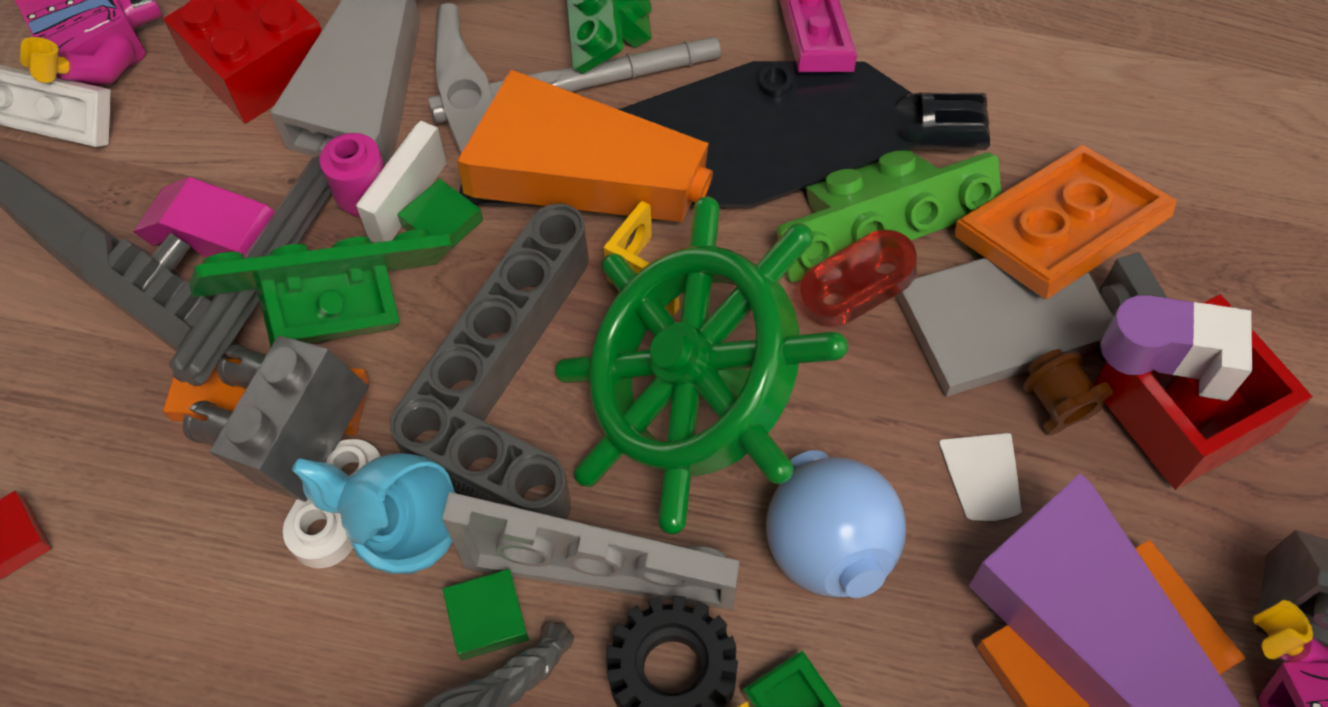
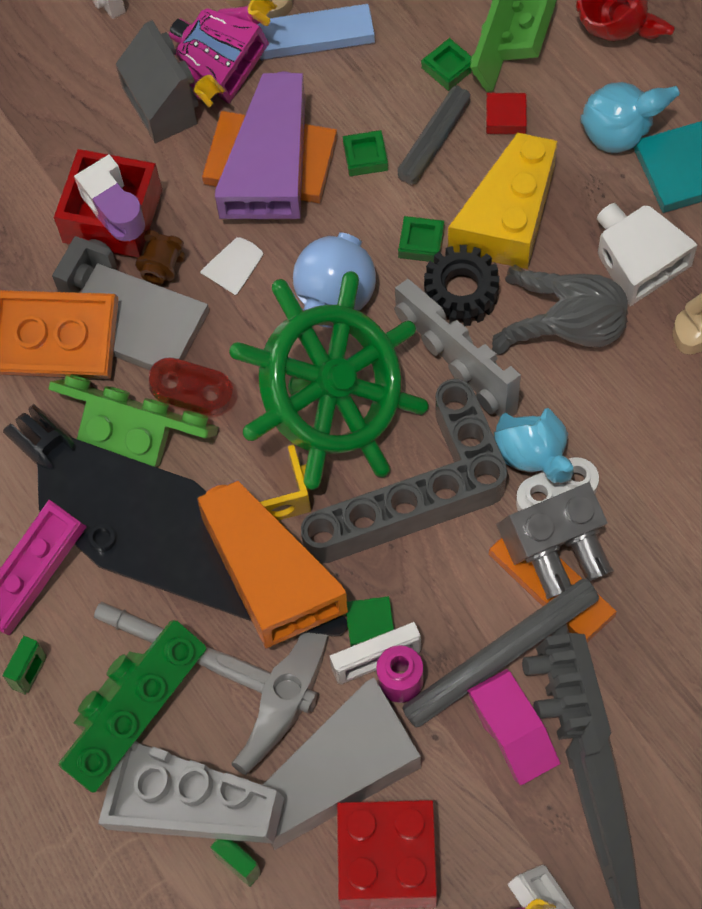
camera: 135 degrees left, 5 degrees up
(322, 290) = (474, 596): green bracket -> none
(485, 614) = (534, 375): green tile -> none

